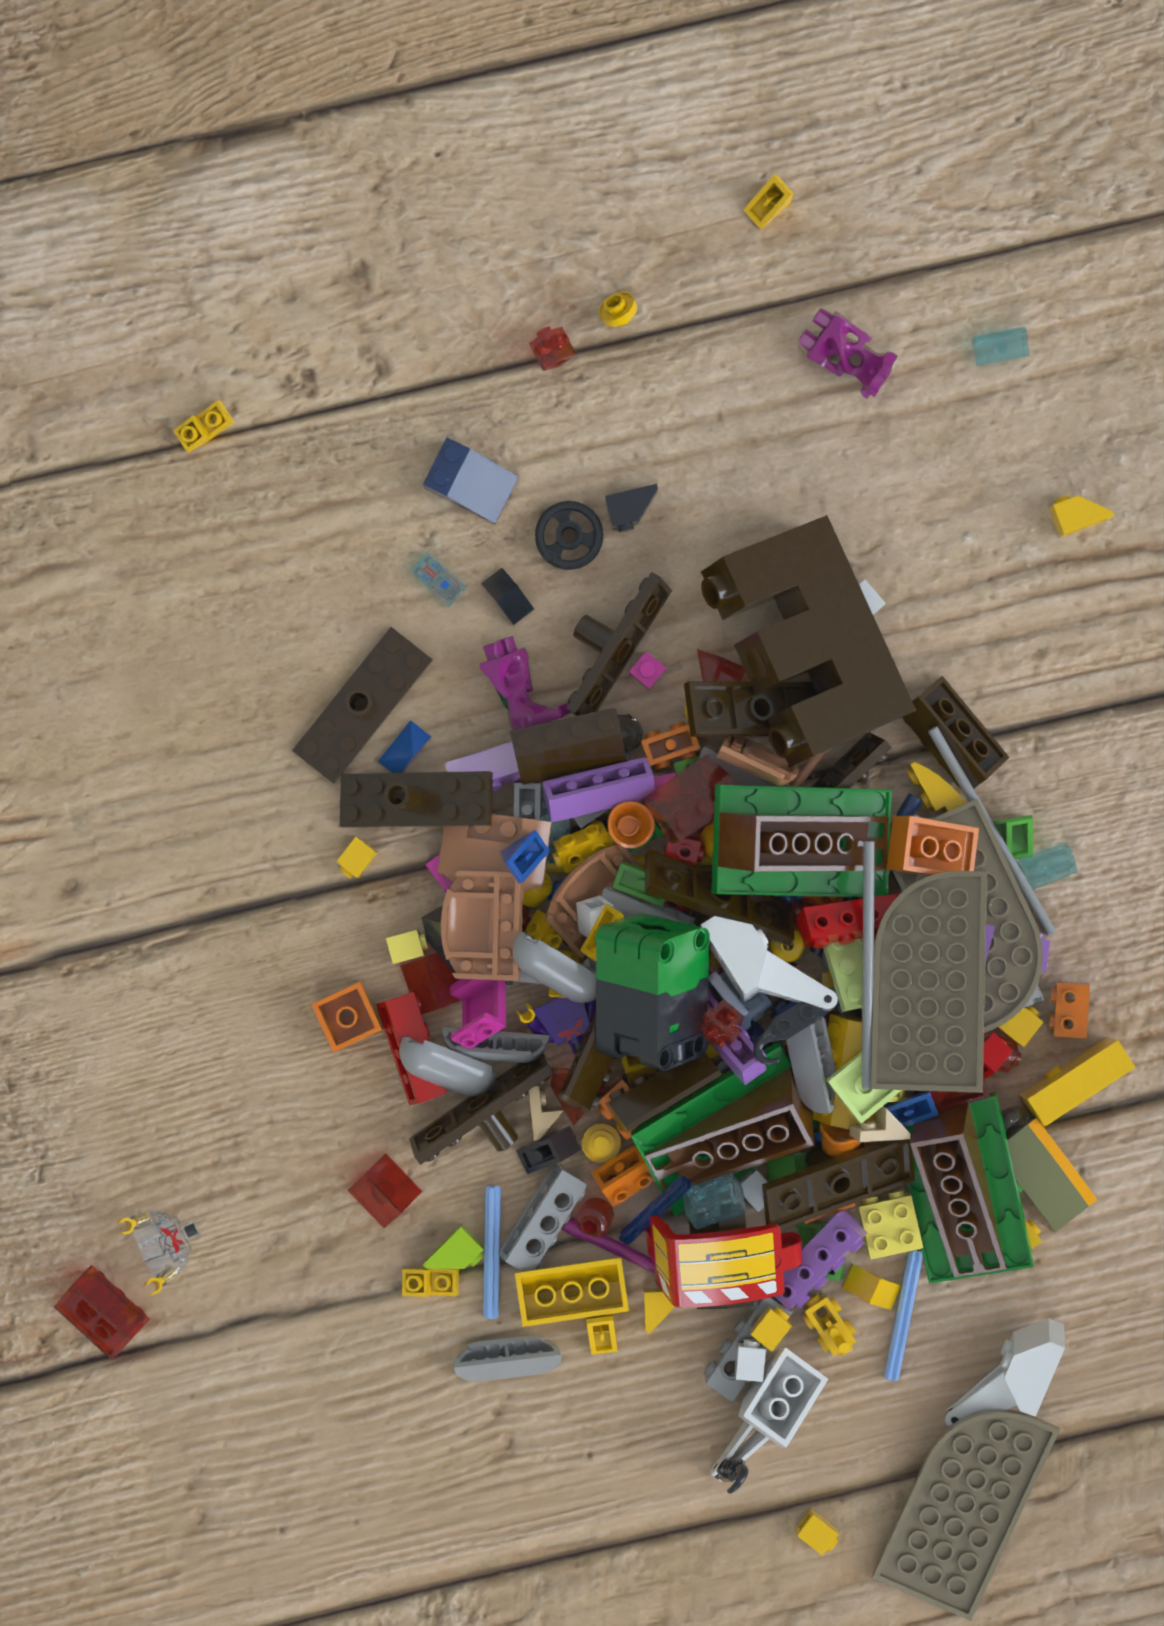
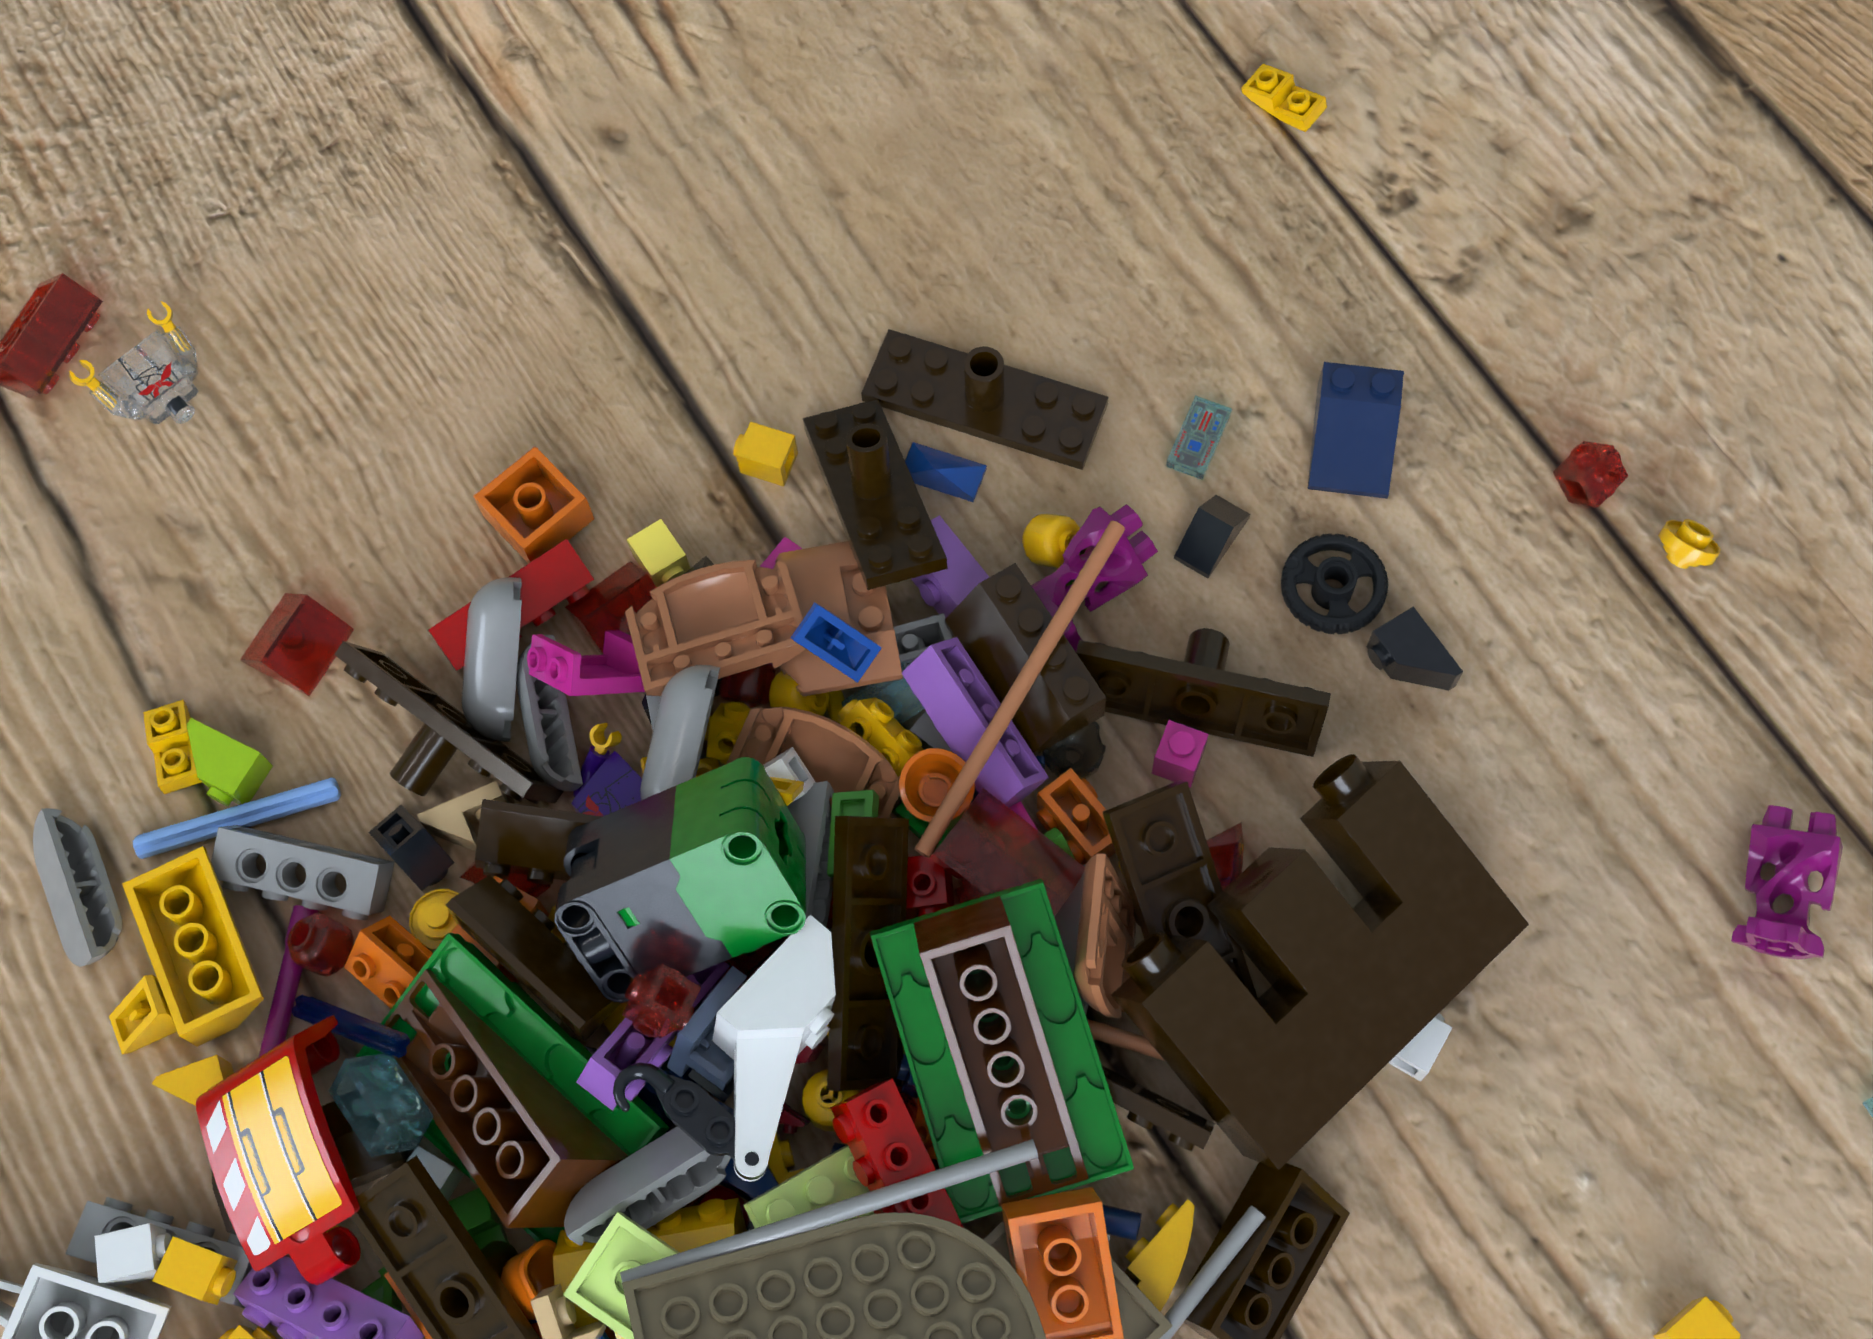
camera: 70 degrees right, 20 degrees down
(482, 698) = (1048, 538): none -> yellow head
(594, 755) = (1019, 690): none -> nougat piece

